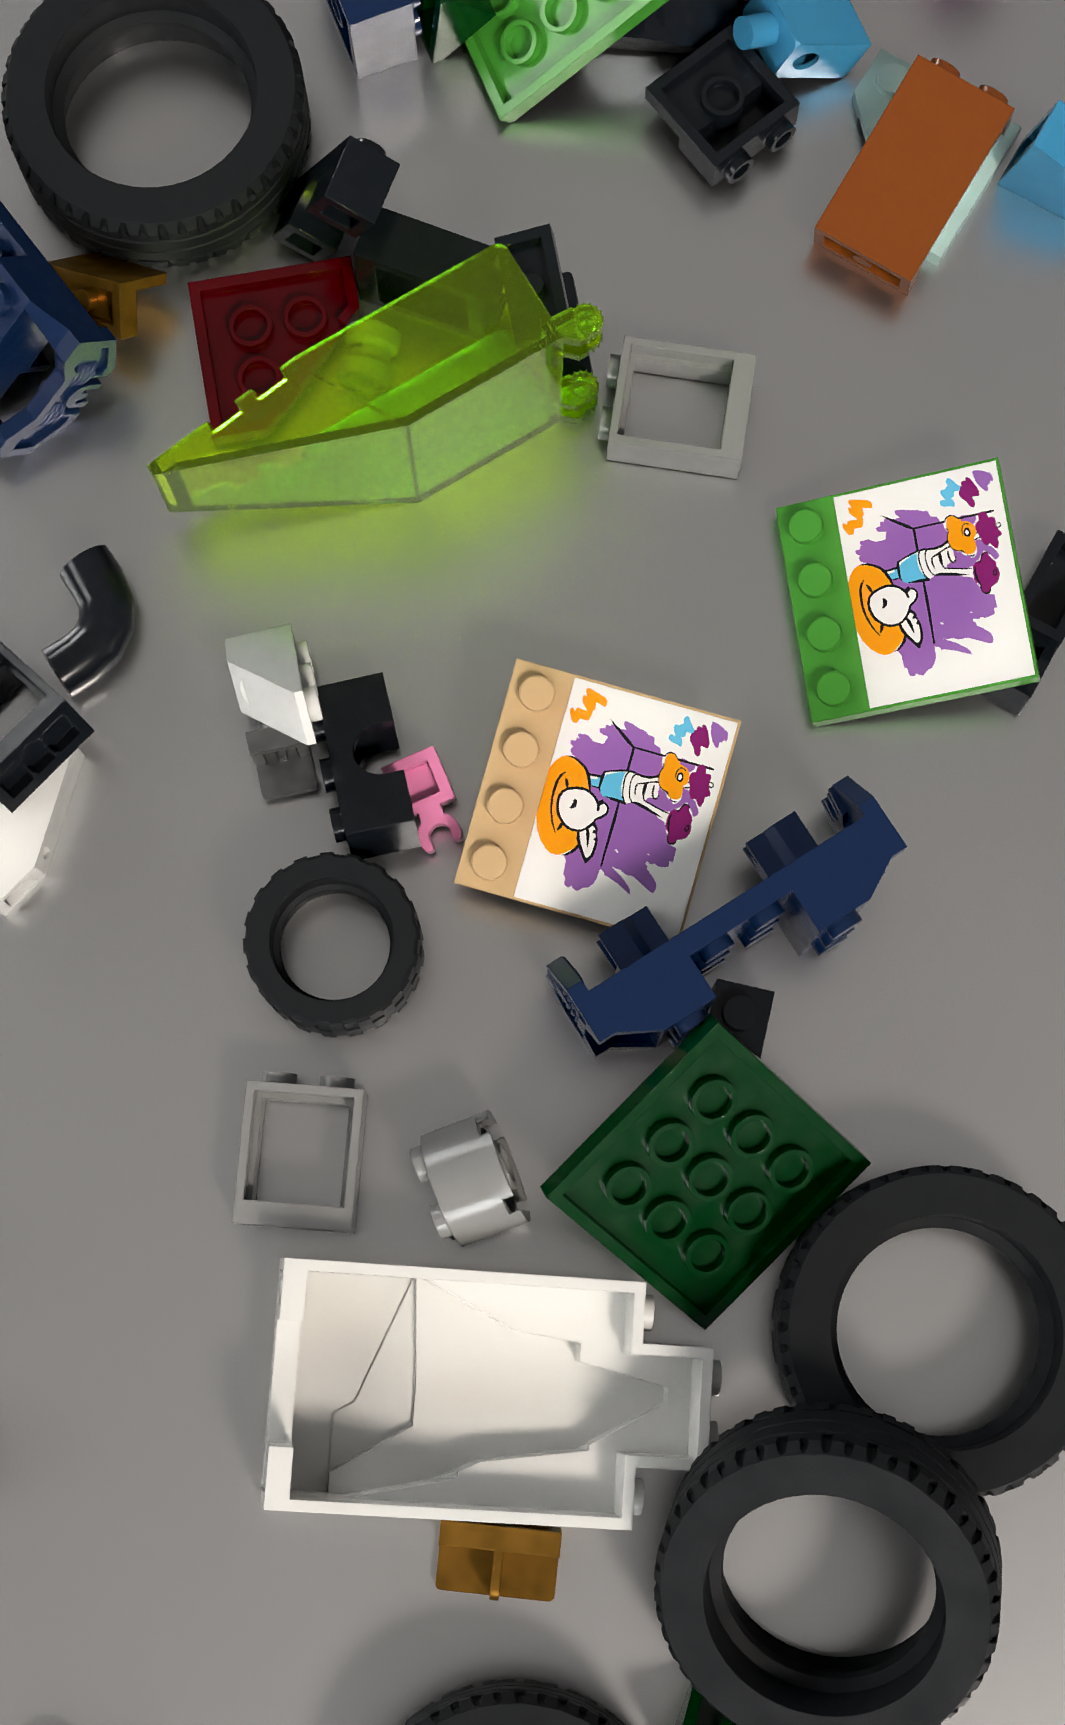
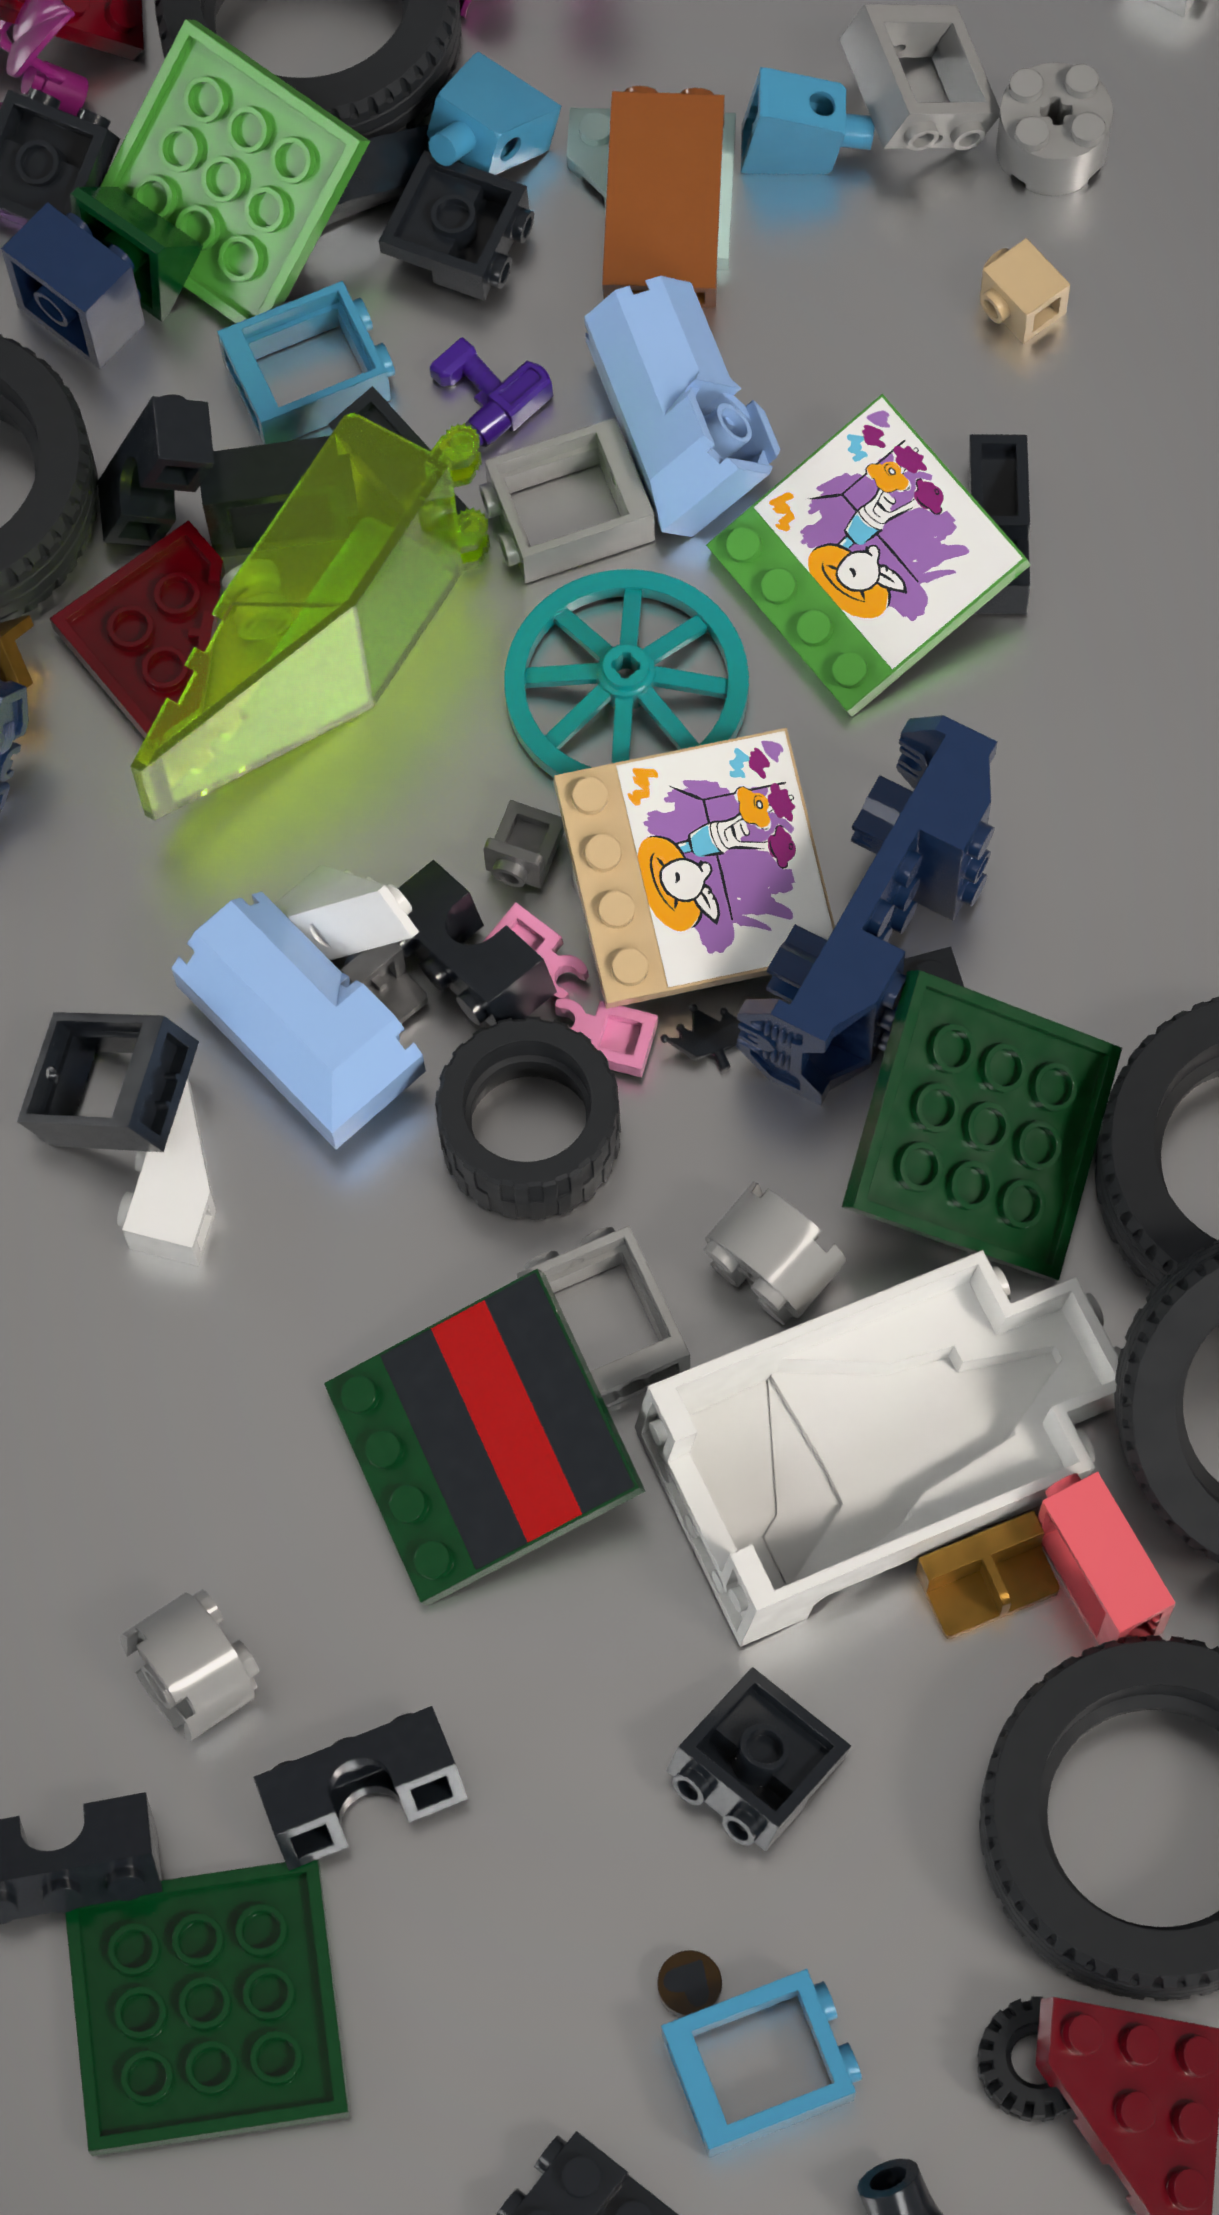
camera: 25 degrees left, 10 degrees down
(103, 620) = (141, 947): black cylinder -> none
(144, 1205) = (483, 1437): none -> plate
(189, 752) = (297, 1017): none -> light blue brick
(213, 1612) = (756, 1760): none -> black plate
(450, 908) = (618, 1032): none -> bright pink plate
(468, 696) = (523, 845): none -> flat silver bracket
(531, 124) = (290, 325): none -> dark azure window
(535, 947) = (707, 1036): none -> black piece
(592, 1617) = (1102, 1561): none -> coral window
(645, 608) = (619, 692): none -> teal wheel
(676, 288) = (503, 403): none -> dark purple piece
(817, 371) = (677, 404): none -> light blue brick

